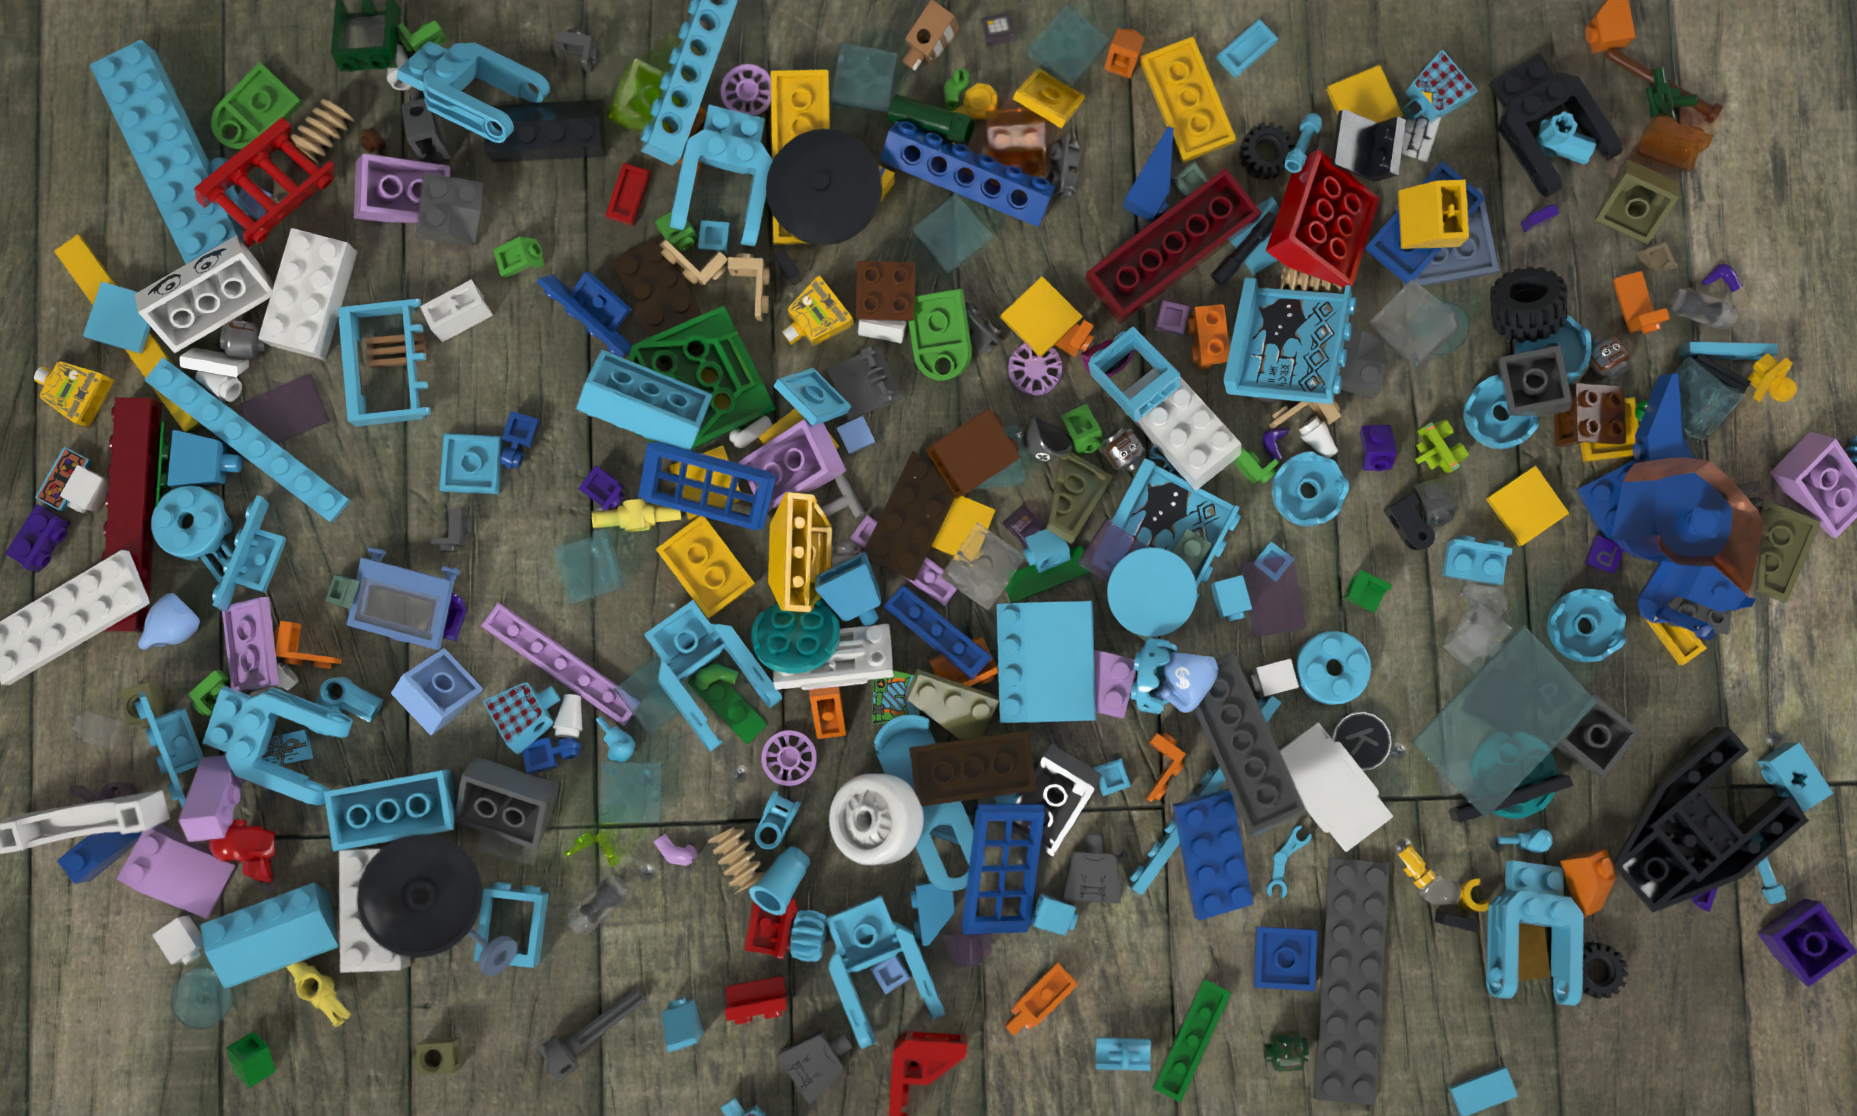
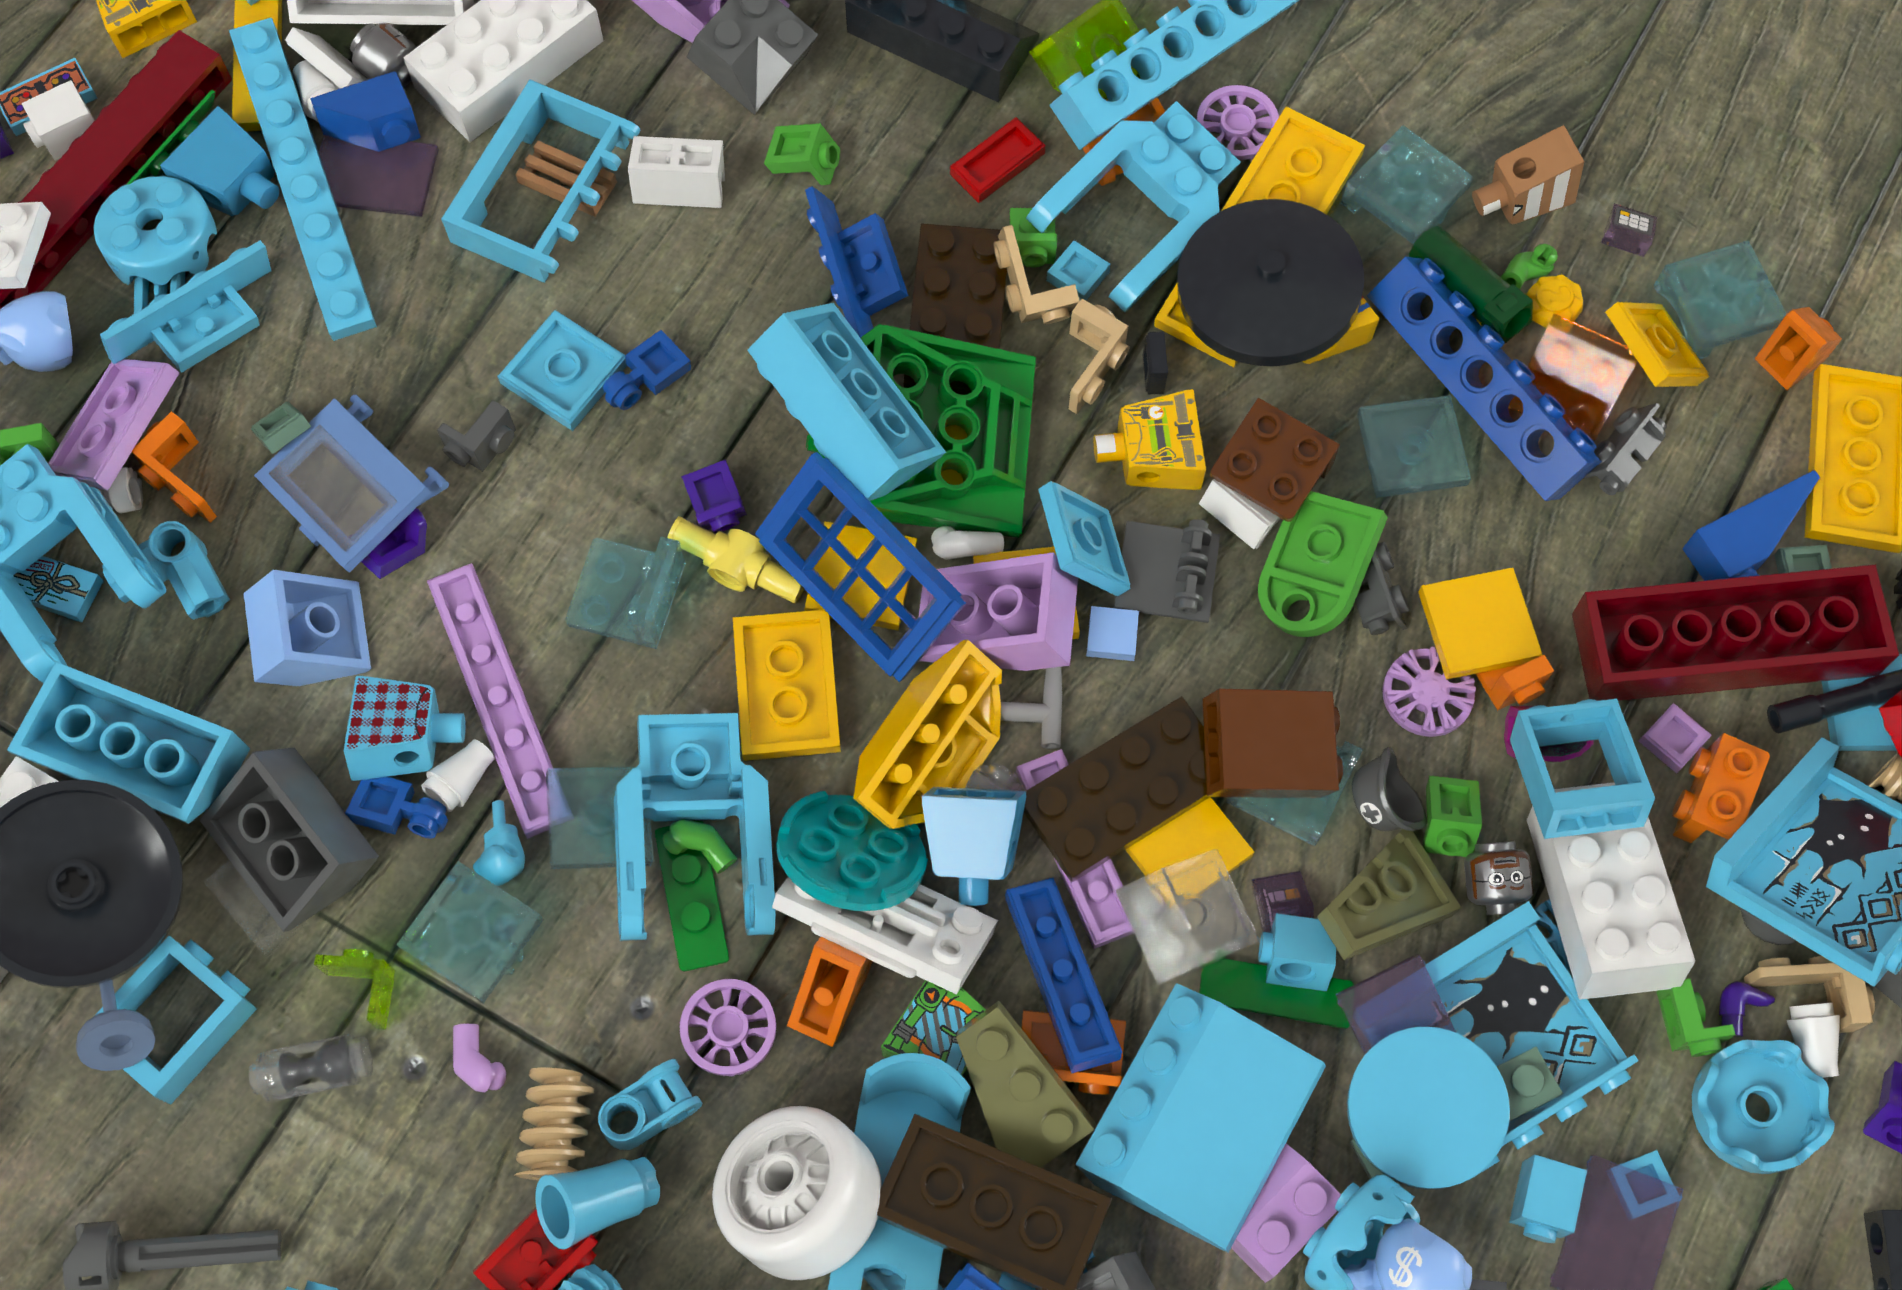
camera: 30 degrees right, 15 degrees down
(260, 380) = (368, 113): none -> blue slope

